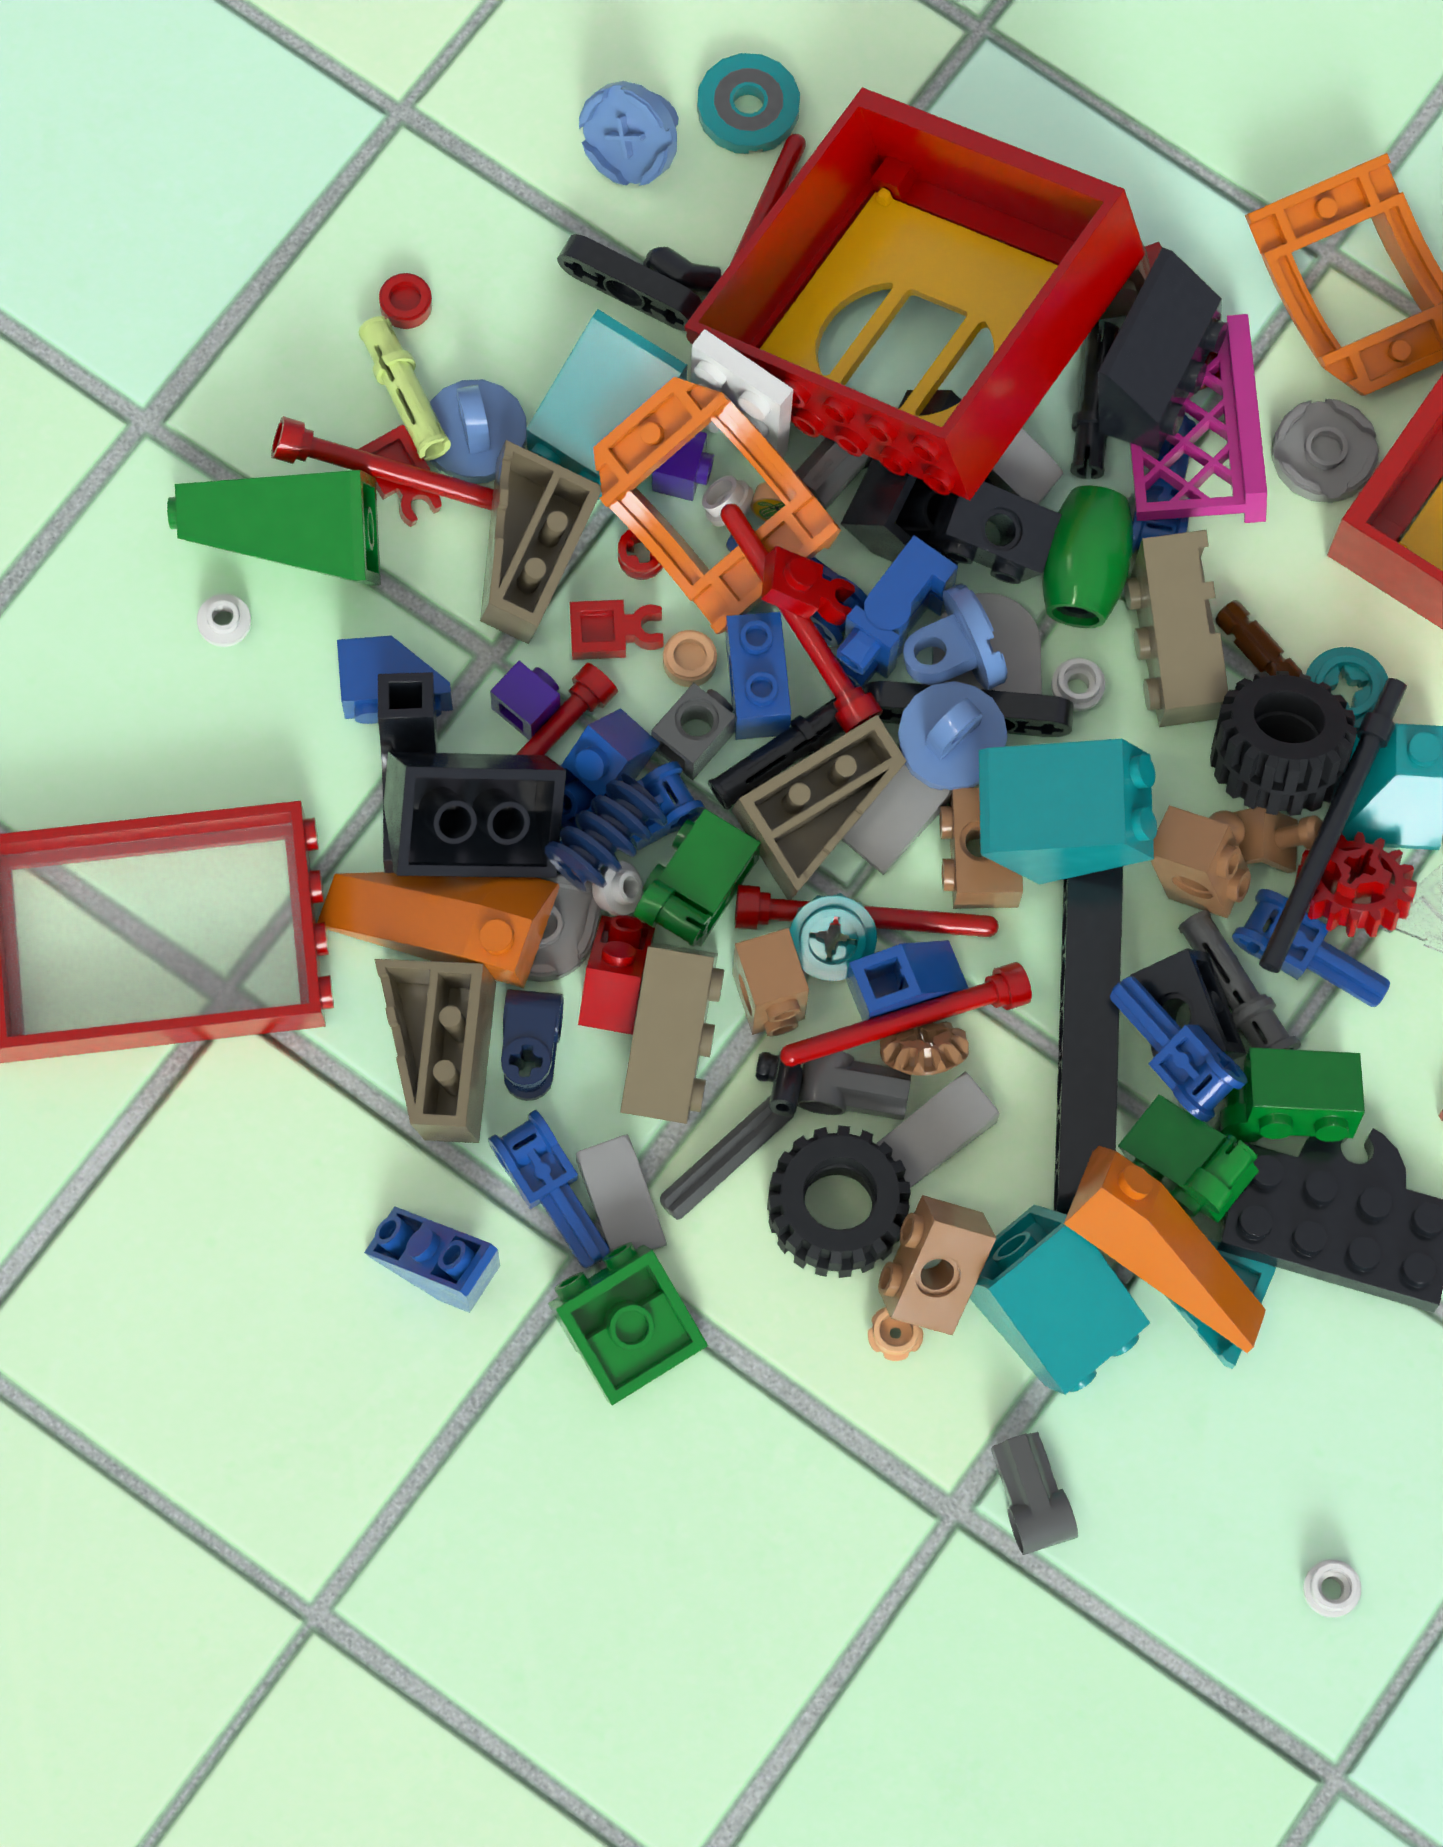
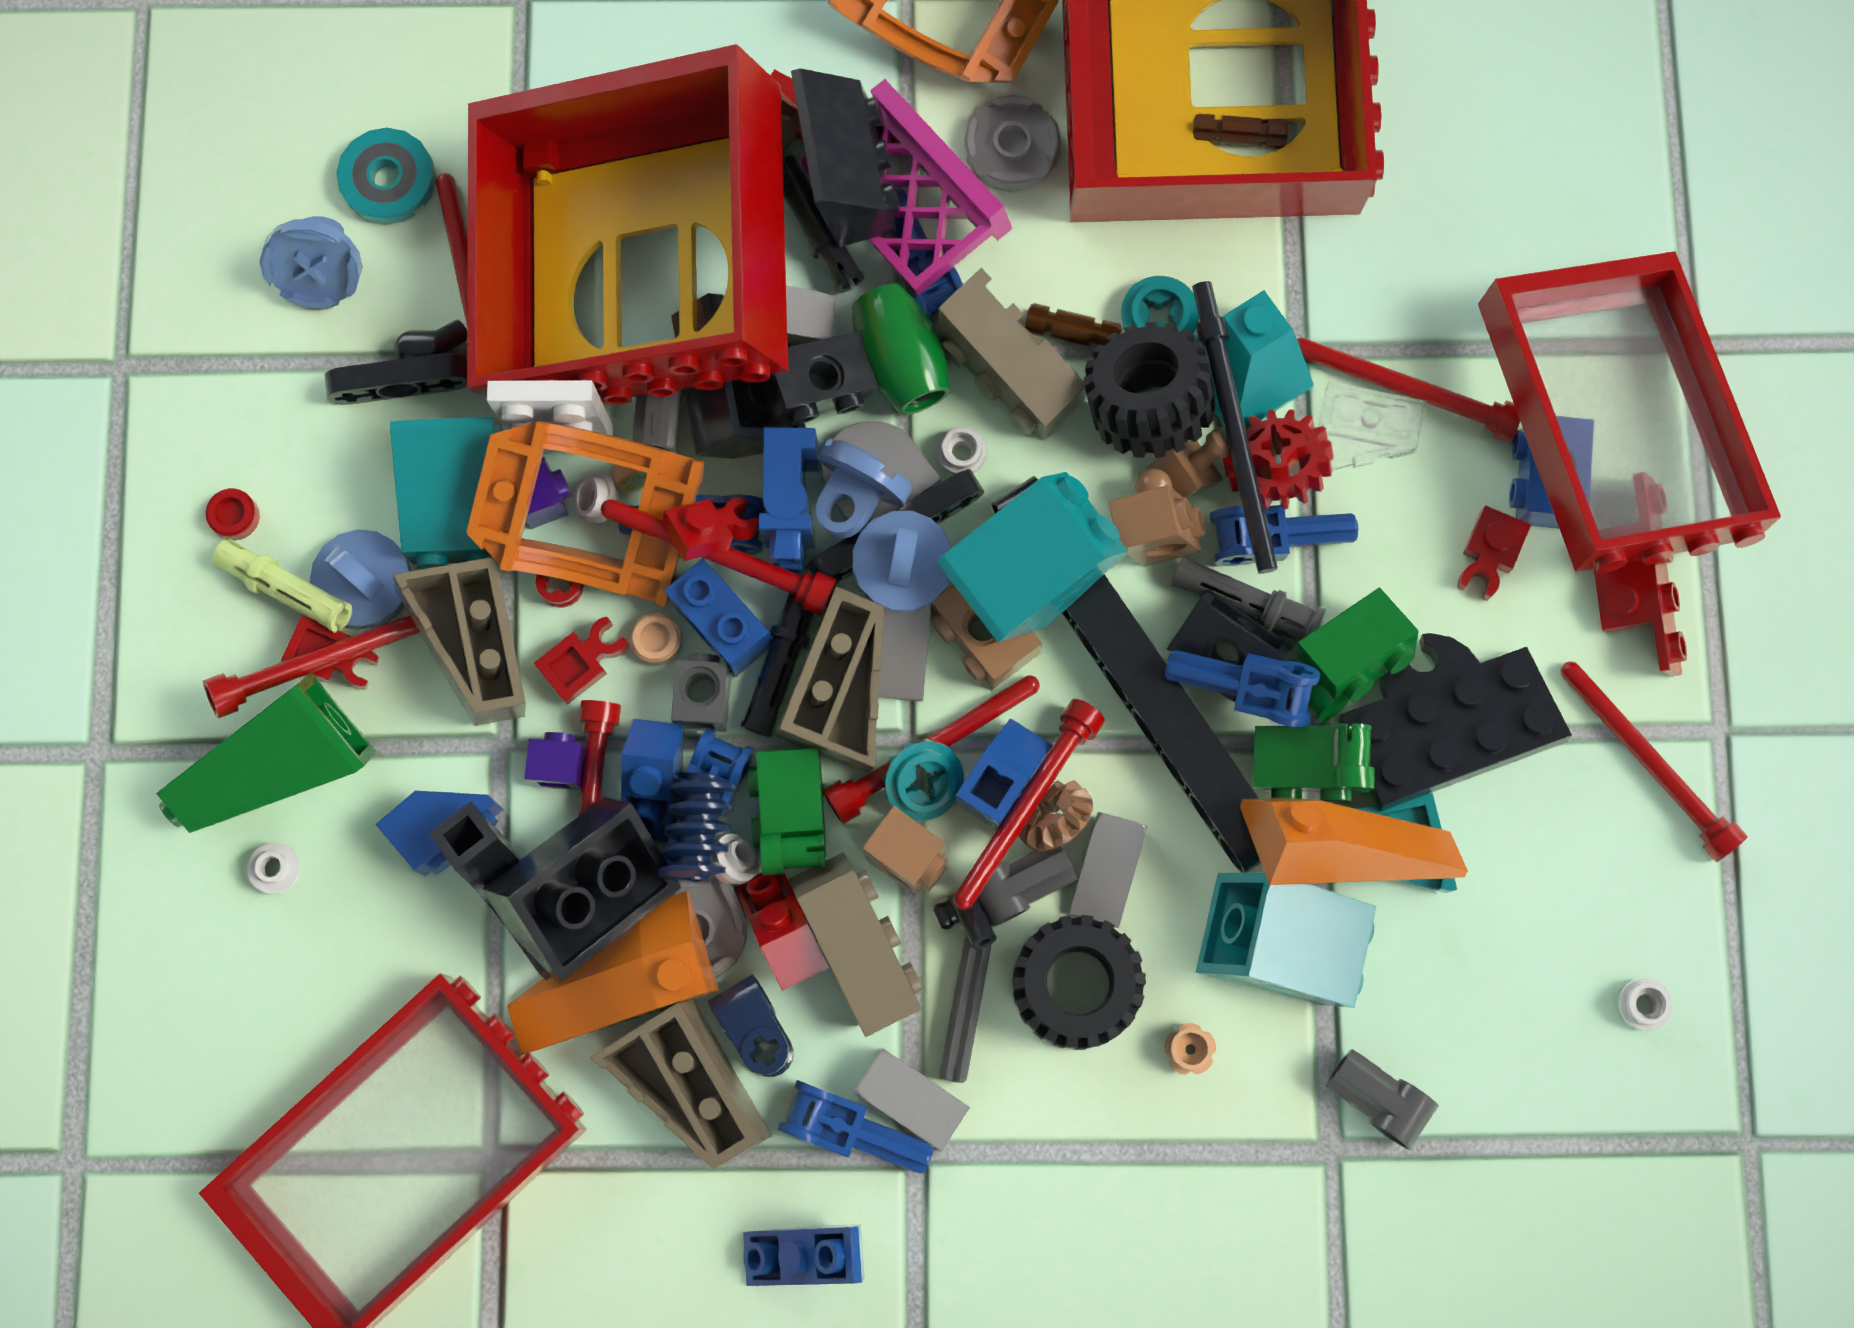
camera: 30 degrees left, 5 degrees up
(626, 1321) = (986, 1194): green plate -> none
(938, 1294) = (1190, 980): medium nougat brick -> none

